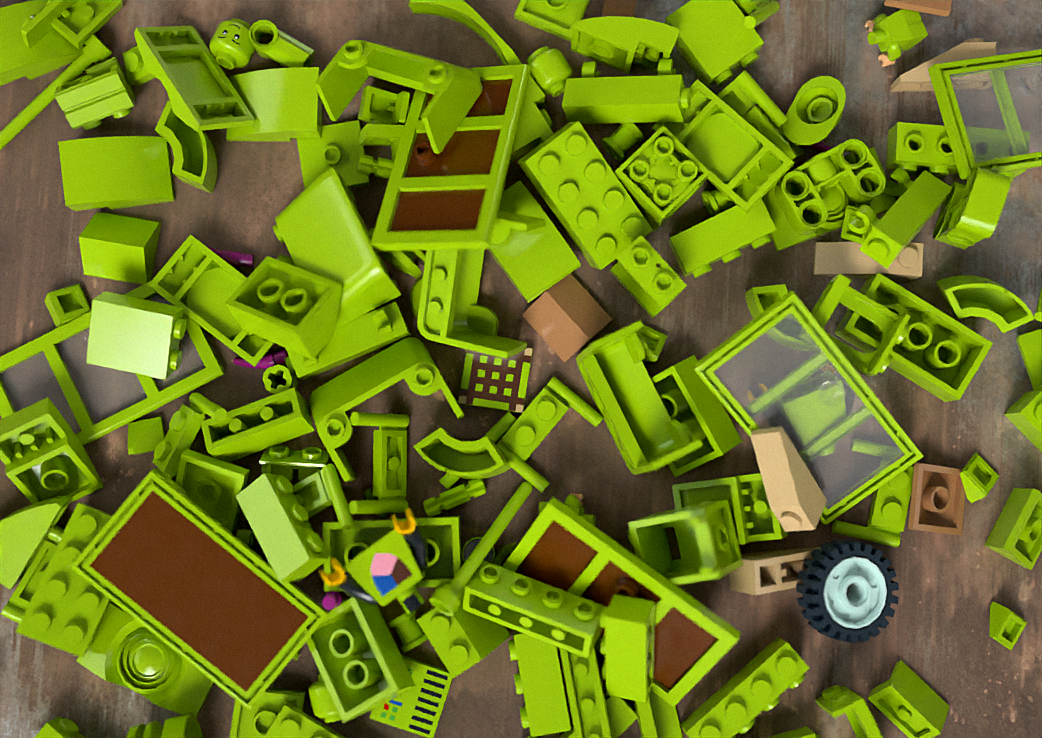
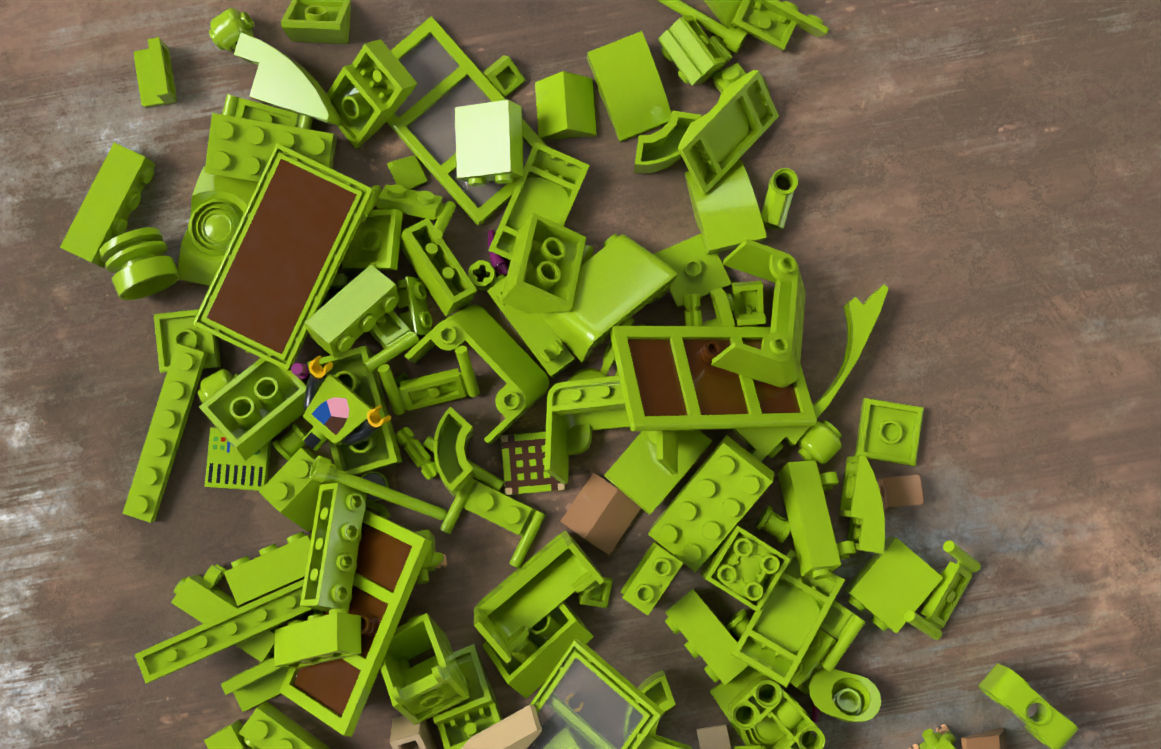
camera: 80 degrees right, 0 degrees up
(232, 44) = (770, 155): lime head -> none
(234, 258) = (580, 205): magenta helmet -> none

